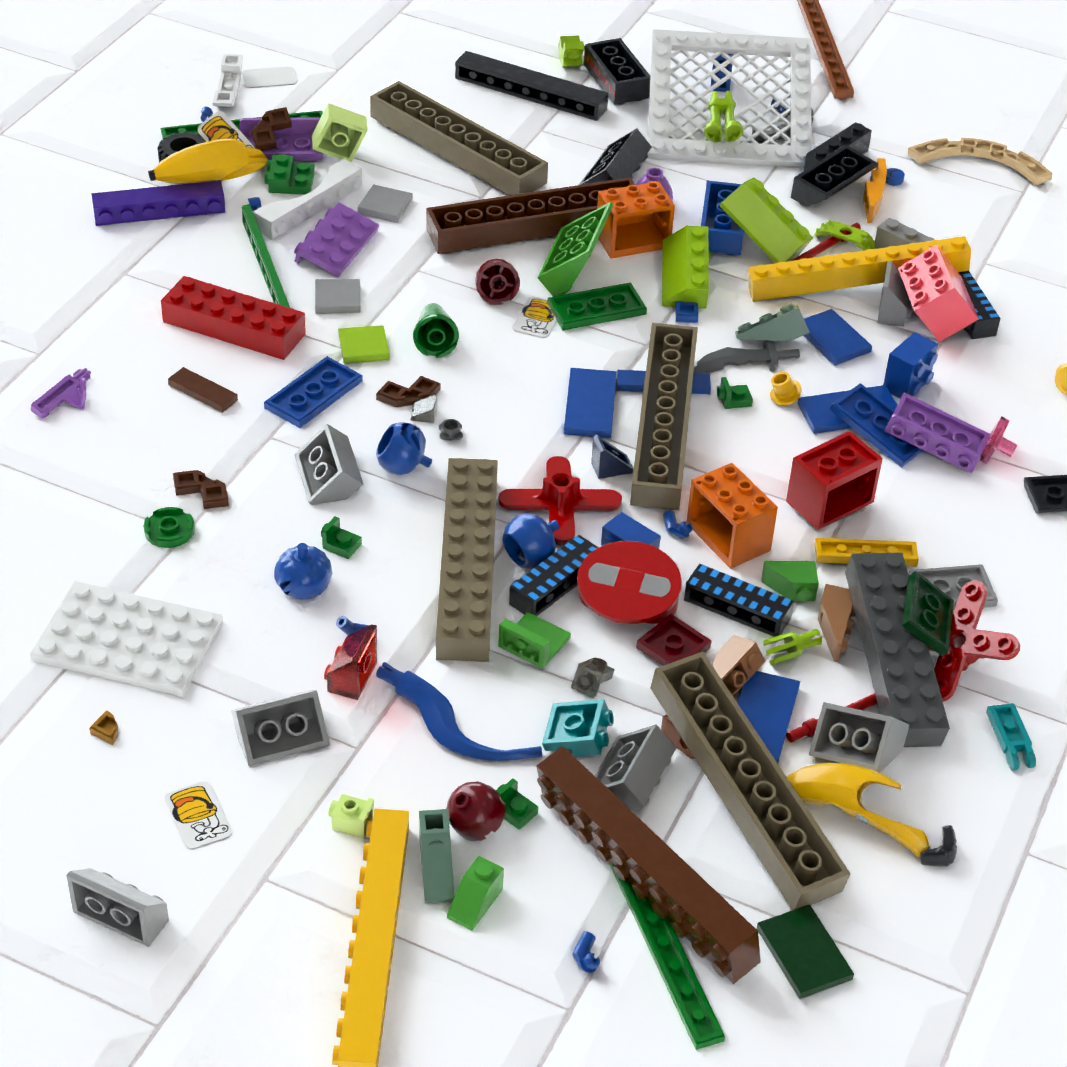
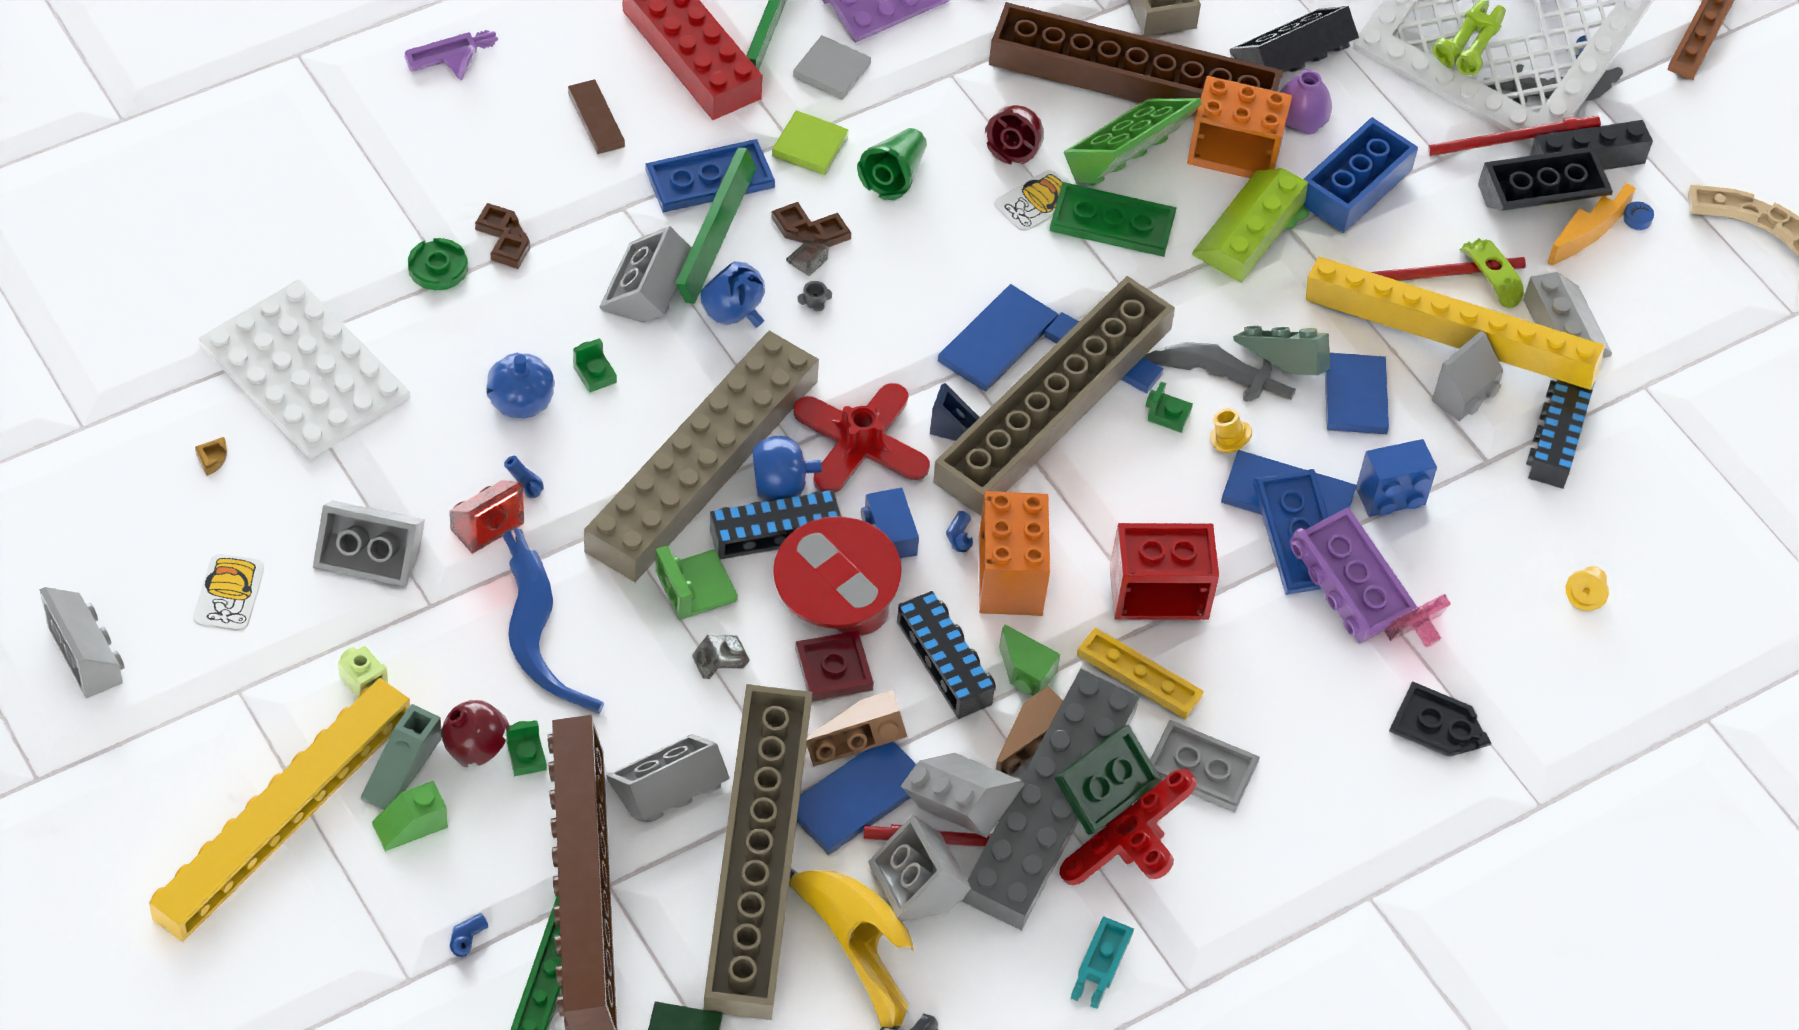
camera: 30 degrees right, 10 degrees up
(350, 416) = (715, 225): none -> green tile
(578, 727) = (654, 703): teal plate -> none
(686, 312) = (1210, 277): blue tile -> none
(766, 221) = (1390, 208): lime slope -> none
(792, 643) = (962, 734): lime arm -> none
(816, 141) = (1567, 124): none -> red bar
(839, 673) = (962, 791): none -> light grey slope
(938, 293) = (1510, 402): coral container -> none

